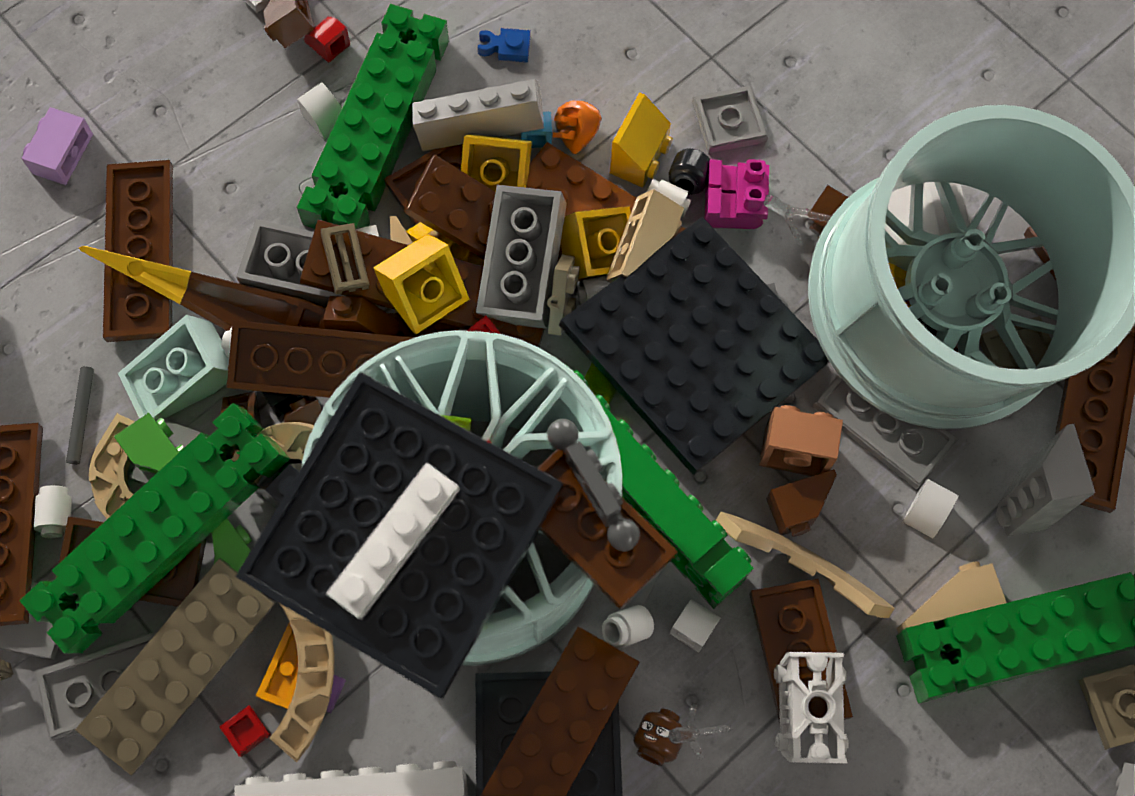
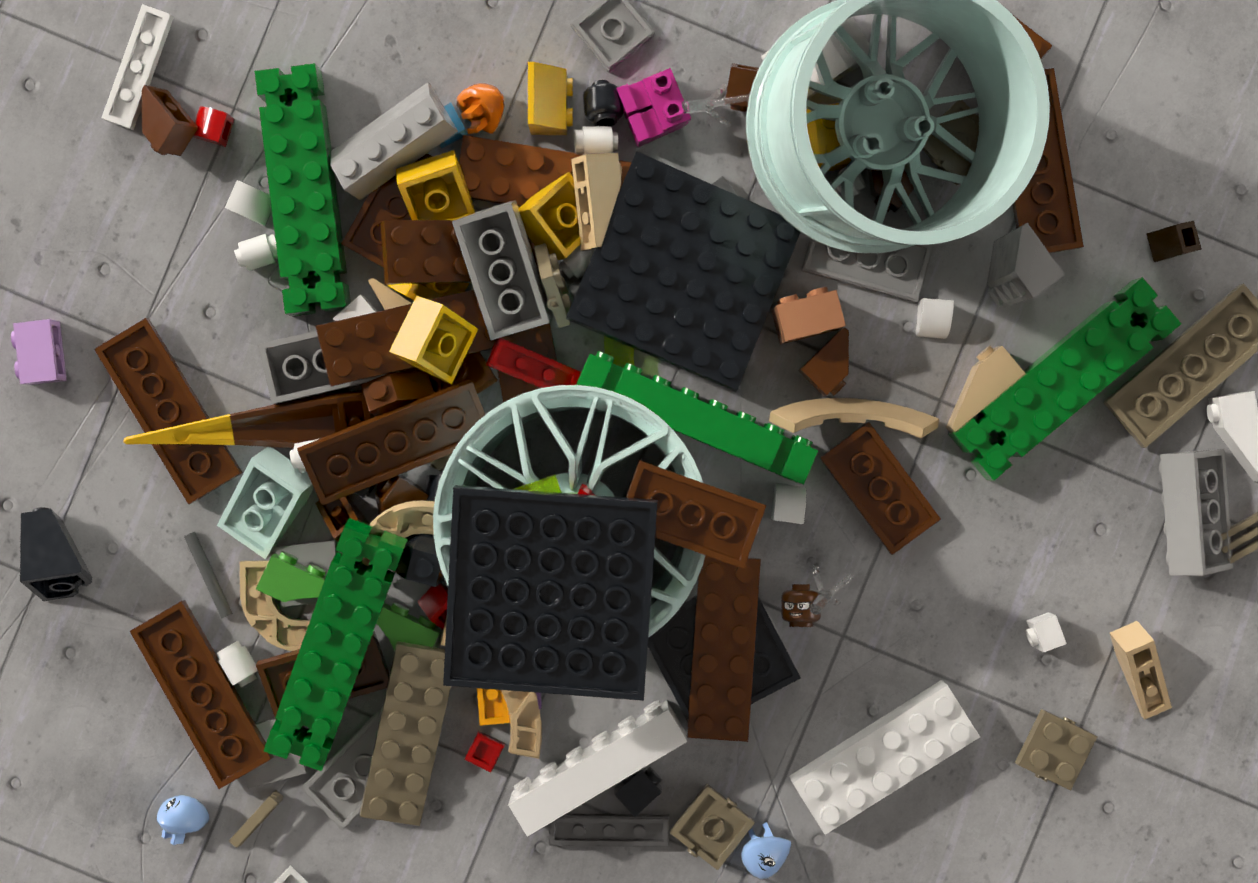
camera: 30 degrees left, 20 degrees up
(301, 152) = (257, 252): none -> white brick
(350, 284) = (349, 359): dark tan tile -> none
(393, 541) = (551, 605): white plate -> none
(510, 44) = (380, 48): blue plate -> none
(604, 497) = (720, 516): dark grey plate -> none
(794, 709) = (894, 534): white piece -> none

